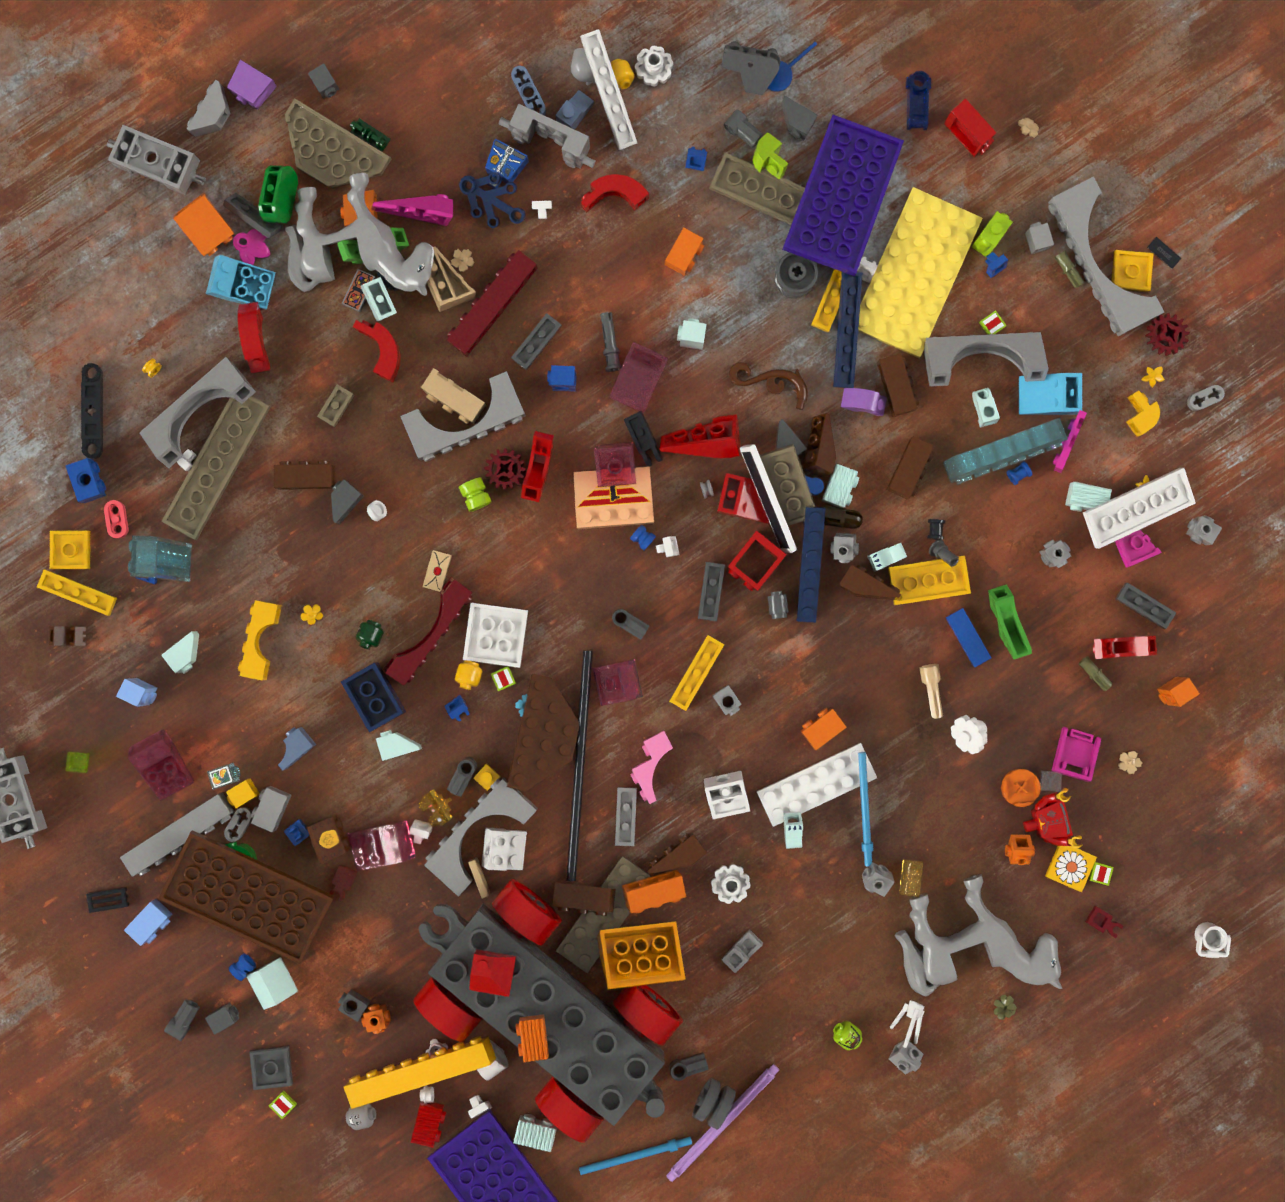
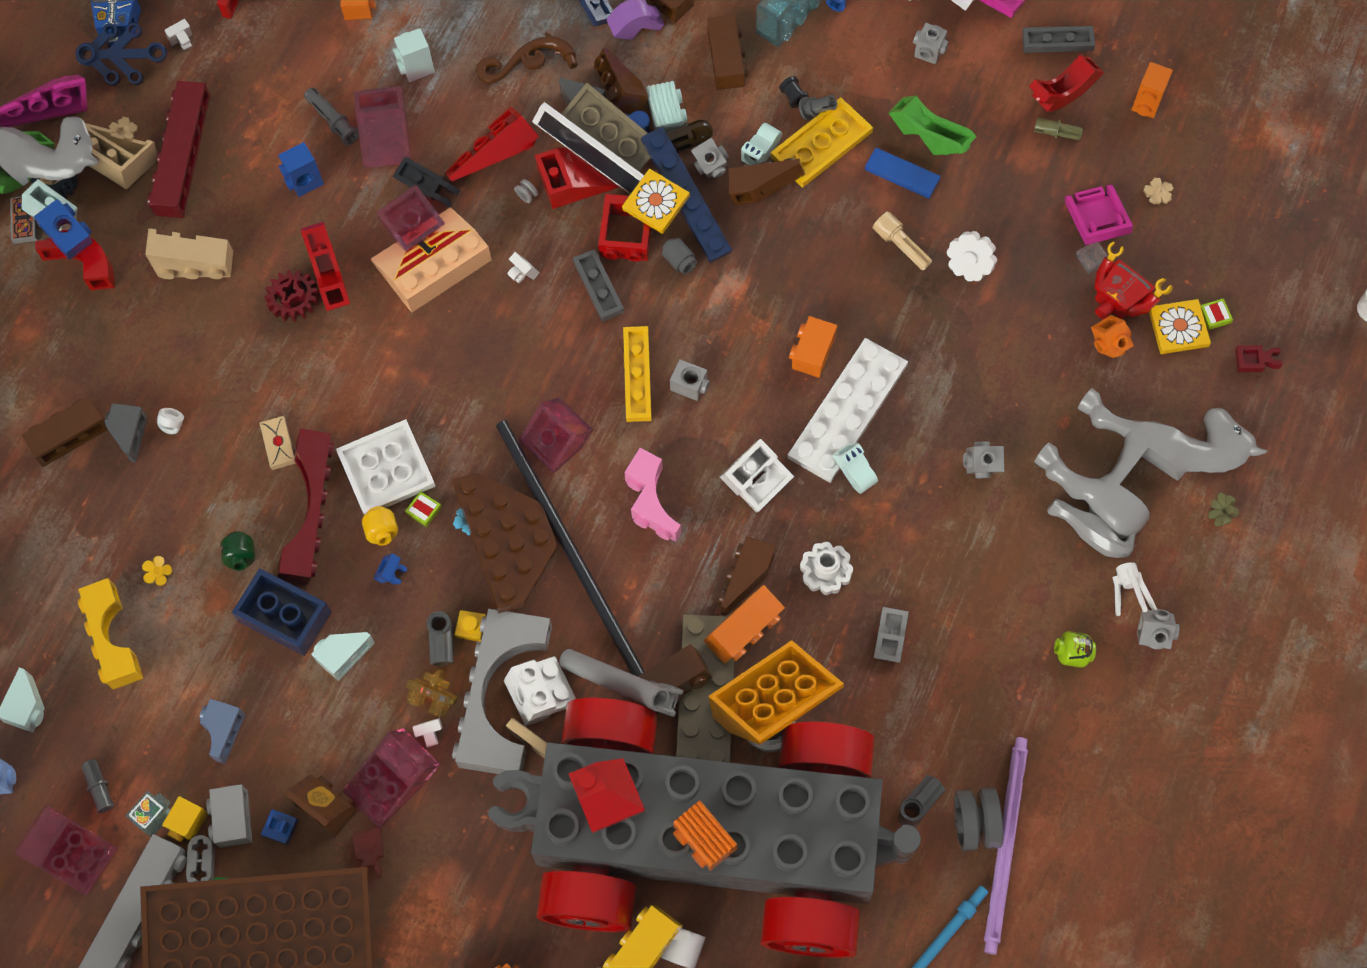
camera: 30 degrees left, 20 degrees down
(201, 736) = (97, 786): none -> dark grey axle
(335, 405) = (61, 342): dark tan plate -> none
(374, 340) = (69, 242): none -> blue brick
(475, 494) = (273, 337): lime wheel -> none
(503, 410) = (193, 313): light grey arch -> none
(536, 341) = (250, 158): dark grey plate -> none
(564, 912) = (653, 695): none -> light grey axle
(625, 816) = (658, 569): light grey plate -> none
(631, 624) = (531, 366): dark grey piece -> none
(643, 537) = (487, 275): blue wheel -> none
(785, 561) = (656, 201): none -> tile
(867, 845) = (948, 436): dark azure bar -> none
(911, 878) = (1019, 436): clear yellow hips -> none
(1020, 787) = (1067, 282): orange tile -> none

